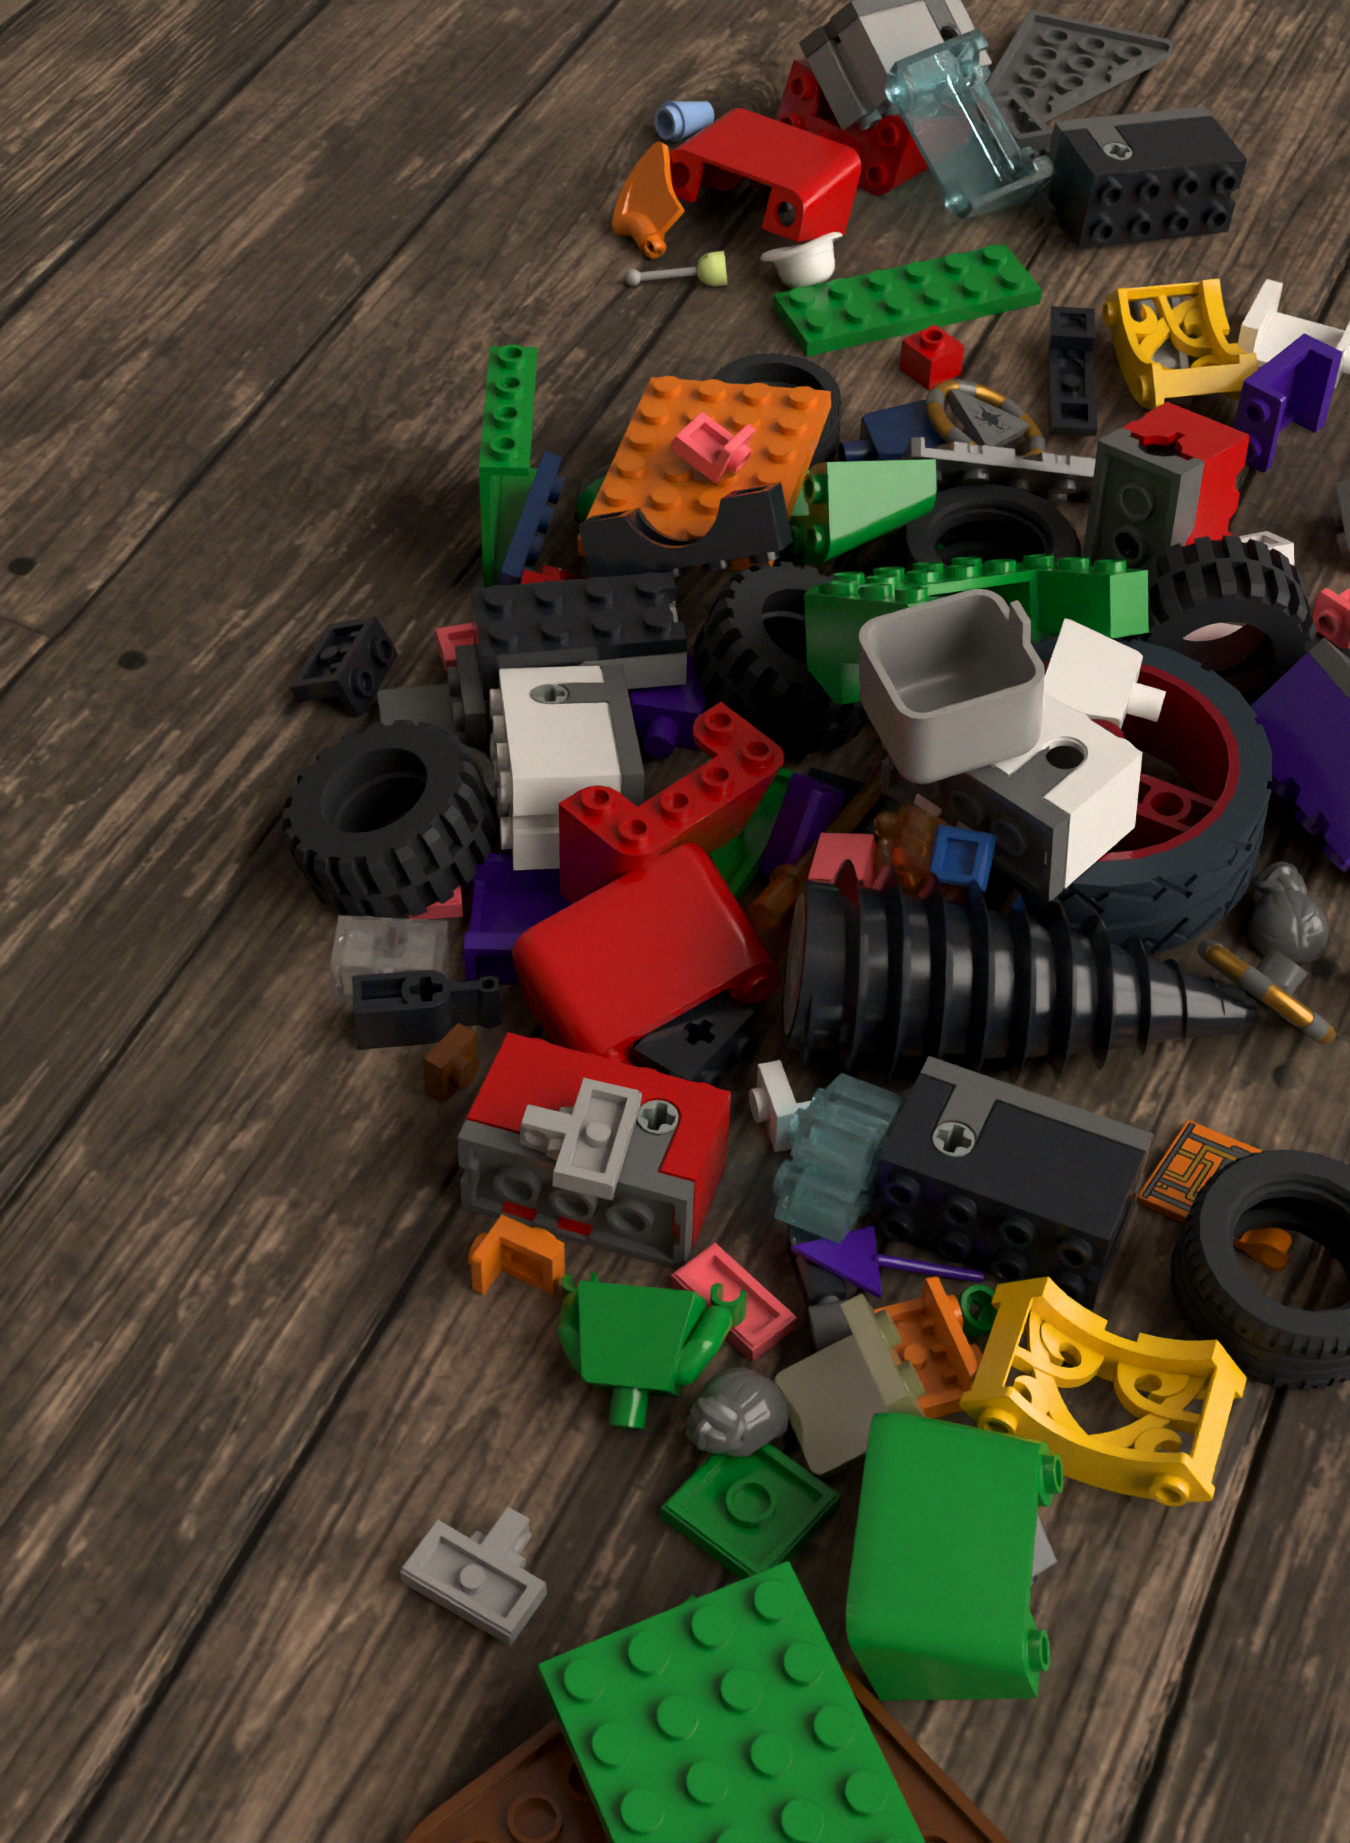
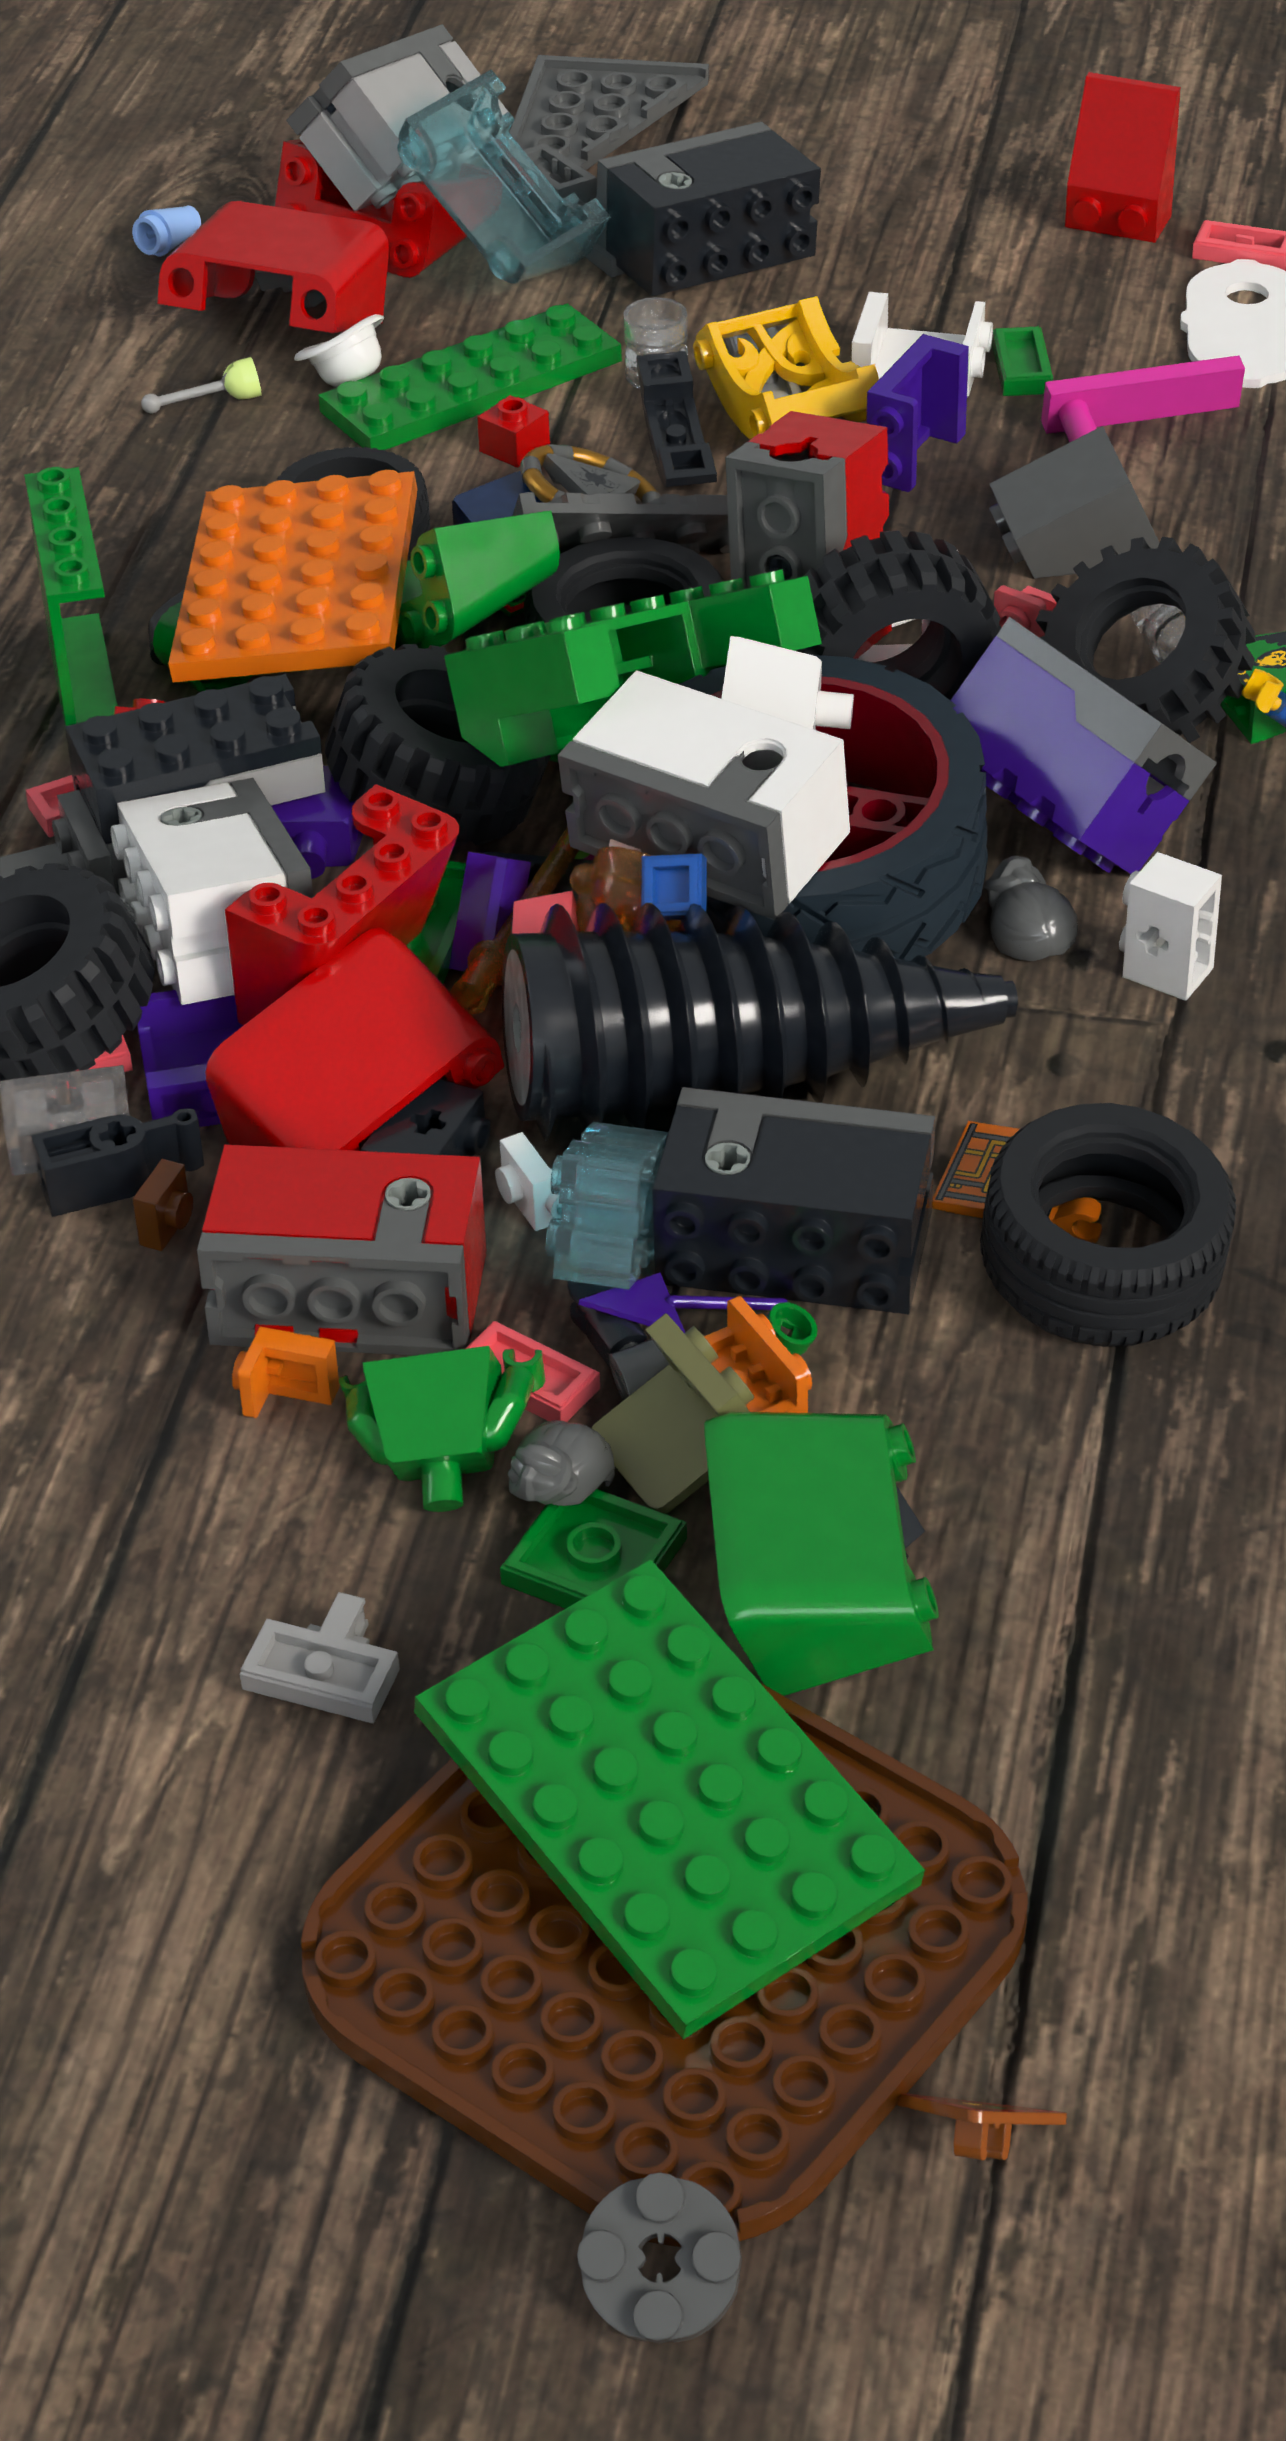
camera: 10 degrees left, 5 degrees down
(534, 518) = (110, 655): dark blue plate -> none
(585, 1139) = (339, 1222): light grey hinge -> none
(648, 202) = (150, 319): orange arm -> none
(712, 447) = (299, 544): coral bracket -> none
(747, 524) = (357, 610): black arch -> none
(952, 684) = (629, 700): light grey piece -> none
(1071, 283) = (653, 328): none -> clear wheel
(1119, 1459) = (984, 1353): yellow fence -> none
(1271, 984) = (1031, 968): piece -> none

